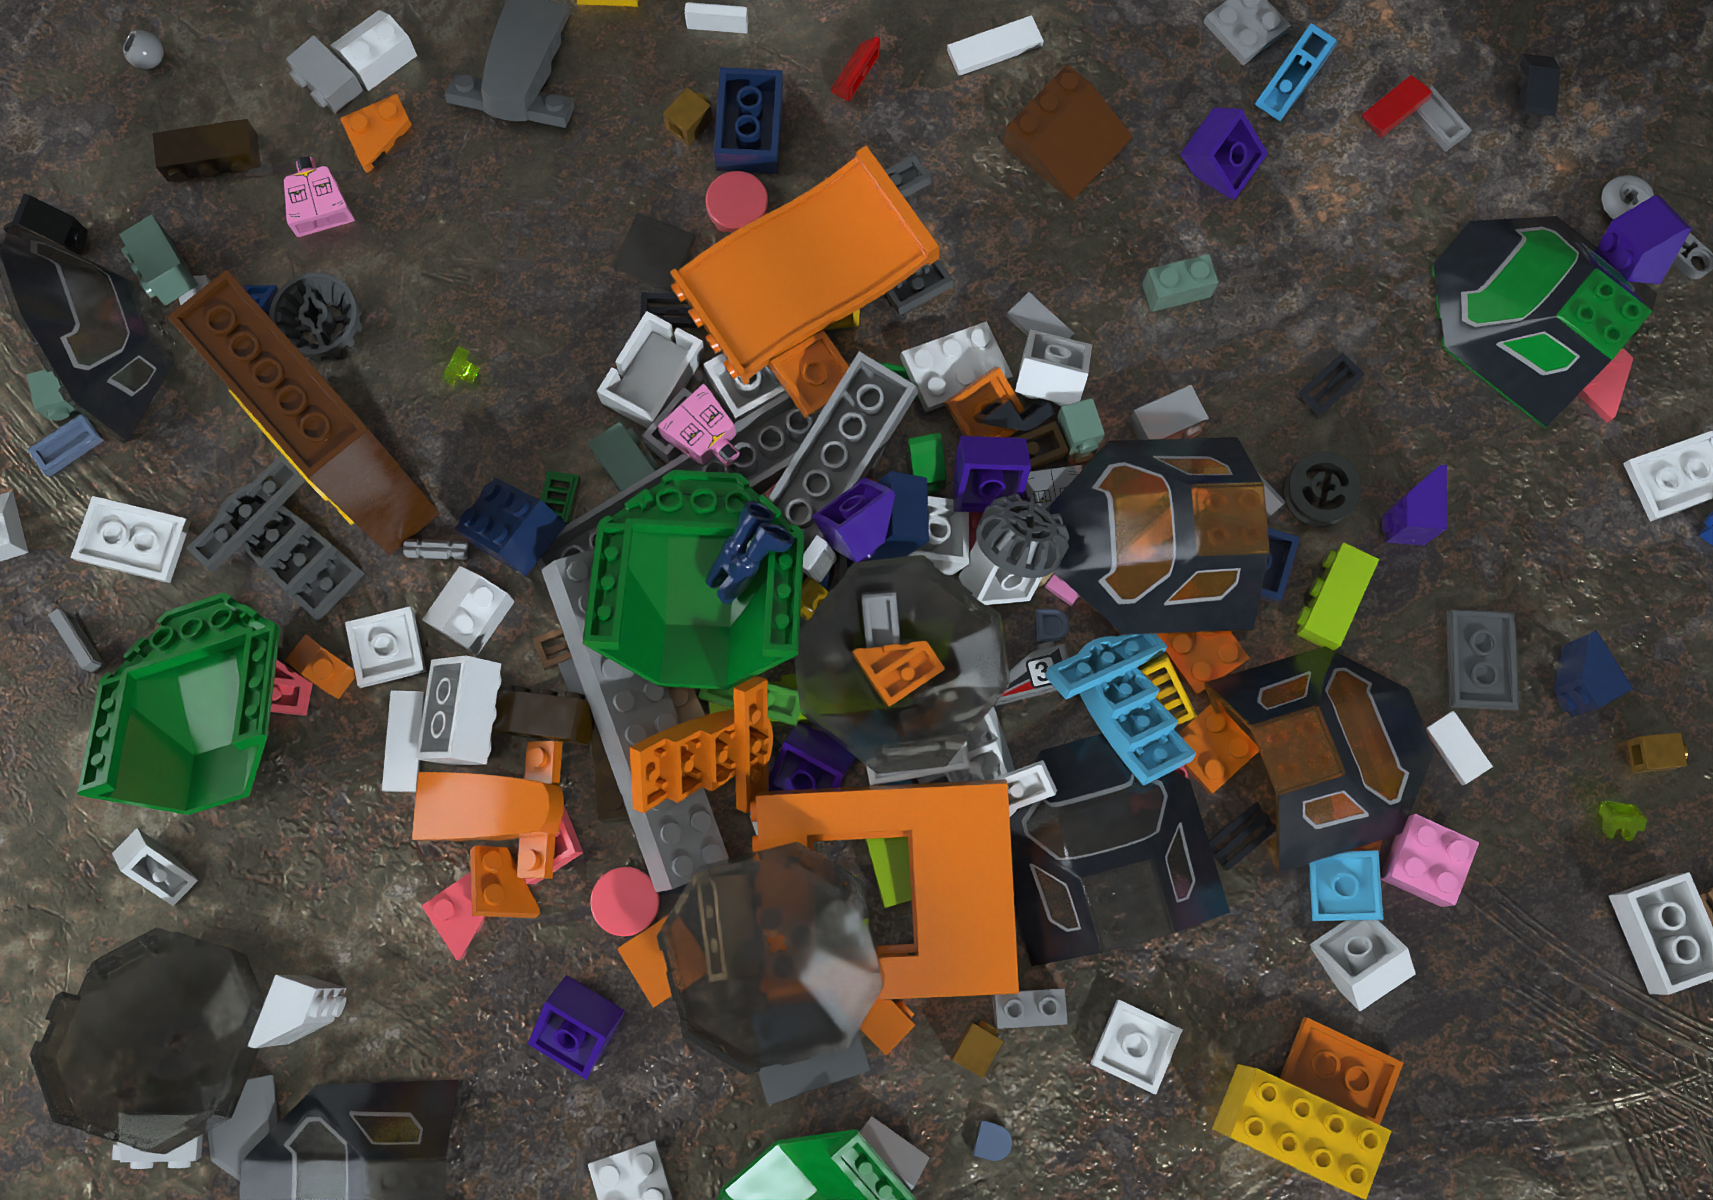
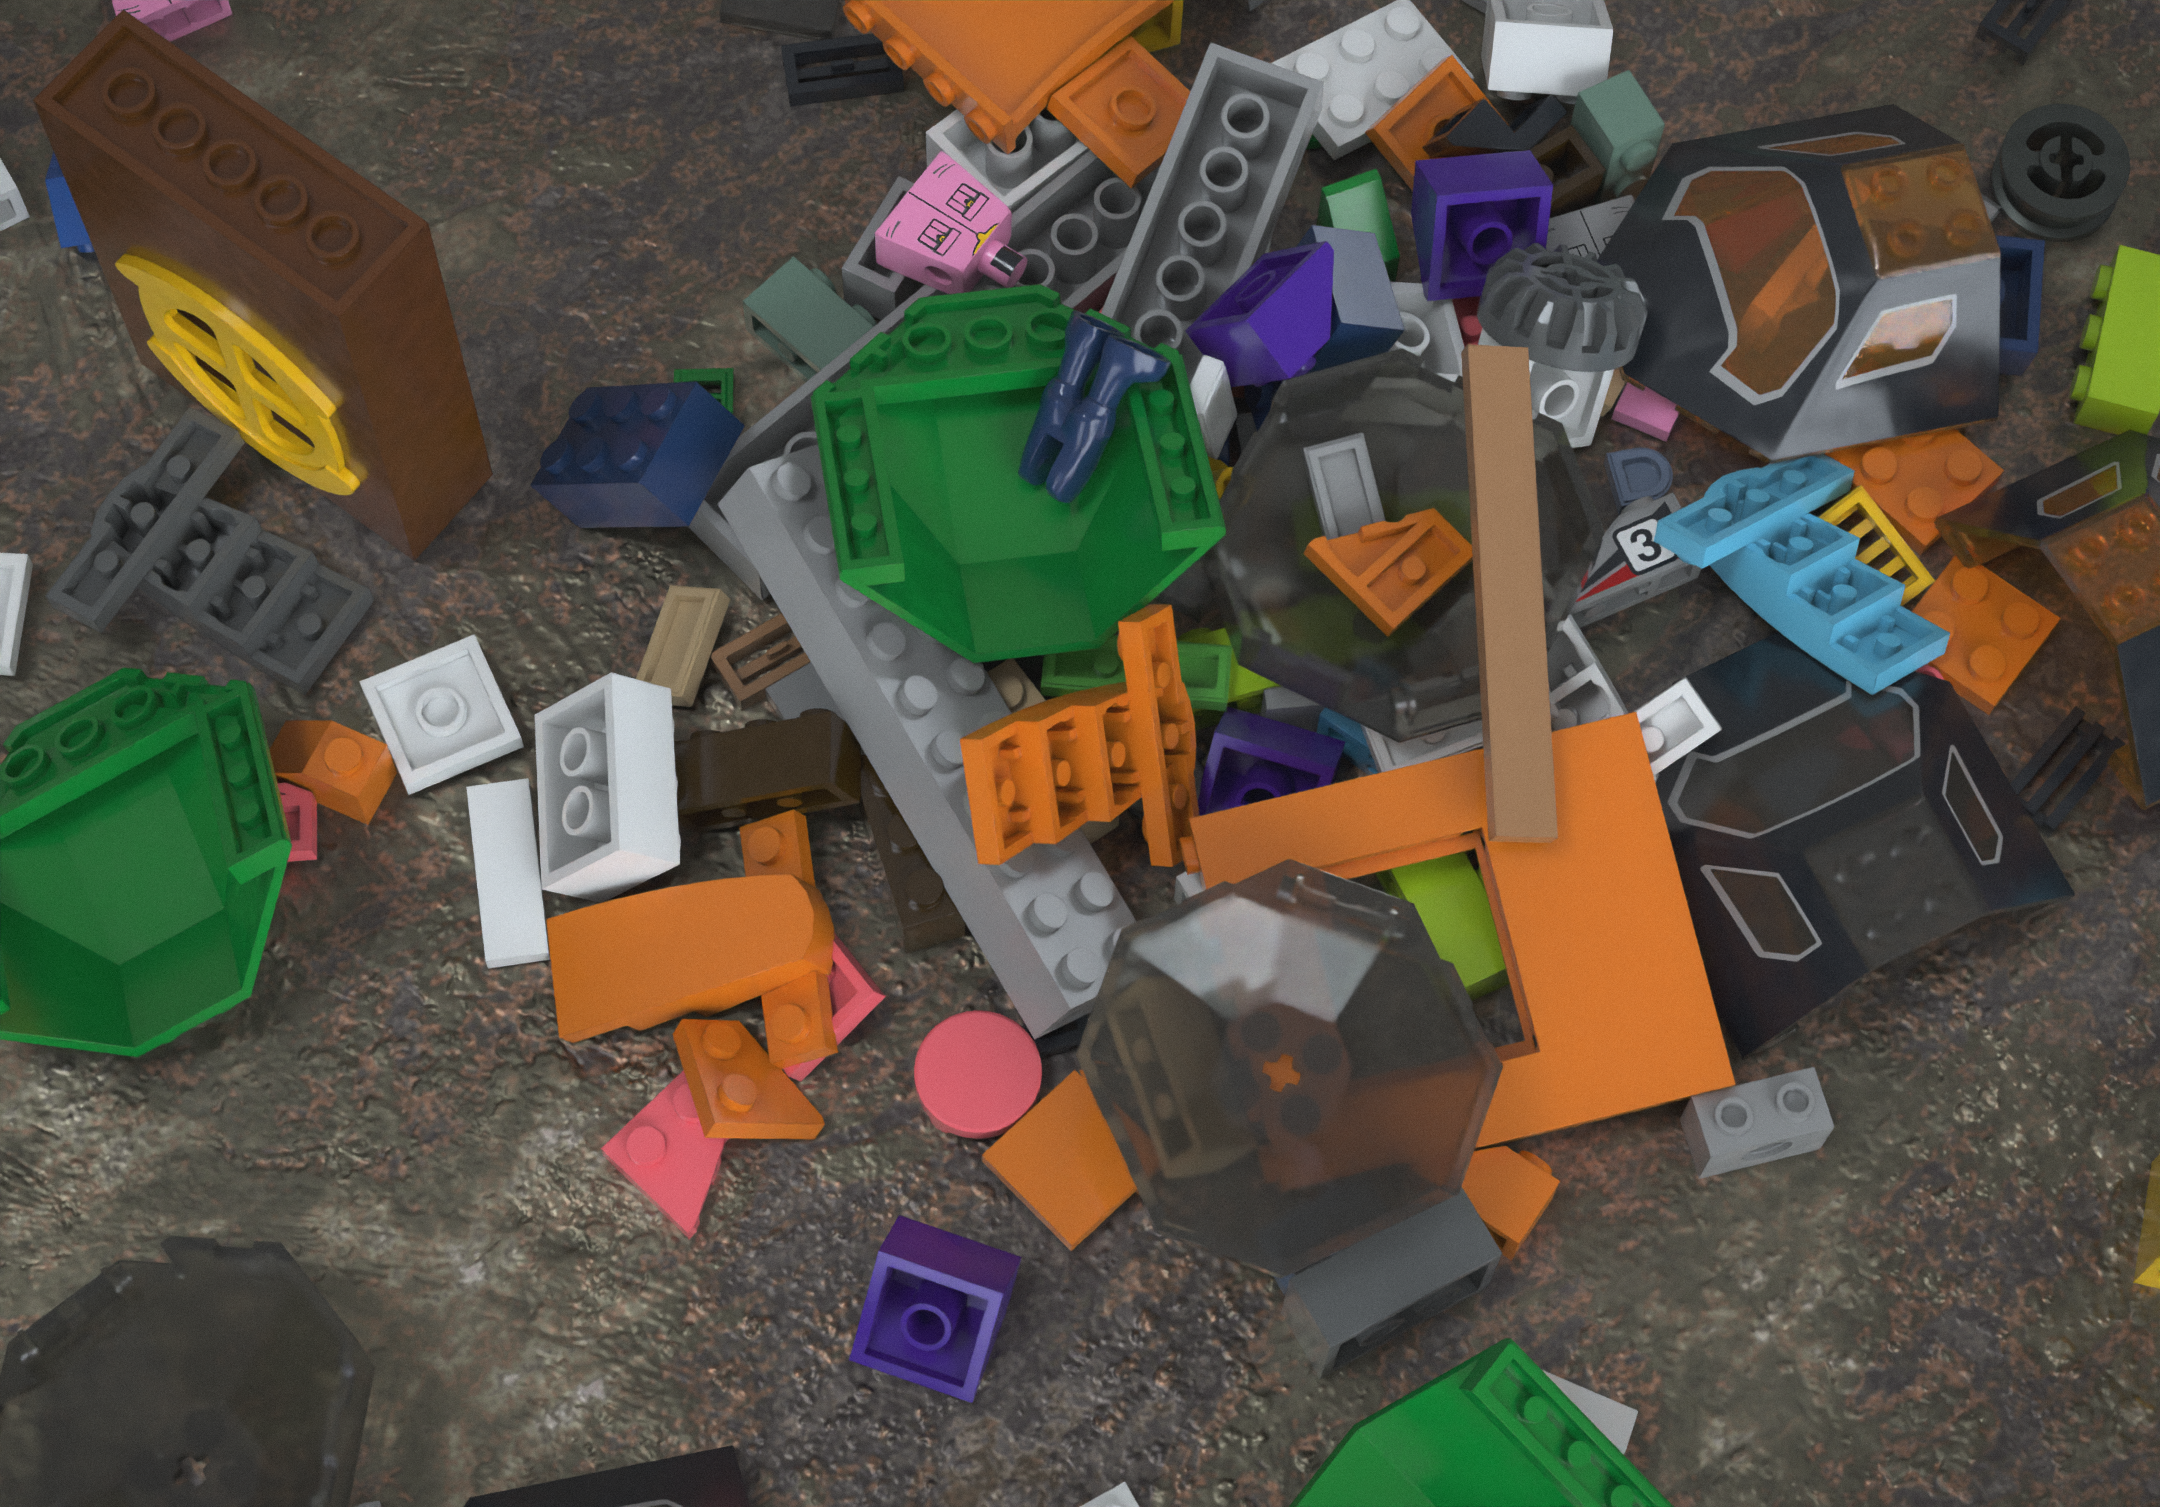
camera: 10 degrees left, 10 degrees down
(153, 867) = (86, 1167): white slope -> none
(295, 1009) = (420, 1349): white slope -> none
(436, 549) = (498, 534): light grey axle -> none
(460, 368) = (481, 221): clear neon green tile -> none
(469, 609) = (581, 620): white slope -> none
(518, 630) = (684, 640): none -> tan tile
(651, 370) = (829, 166): white piece -> none
(950, 708) = (1509, 595): none -> medium nougat tile
(977, 1048) = (1679, 1211): pearl gold brick -> none
(992, 1141) = (1743, 1372): sand blue tile -> none
(1136, 1046) = (1964, 1158): white plate -> none
(1170, 416) = (1766, 91): light grey brick -> none

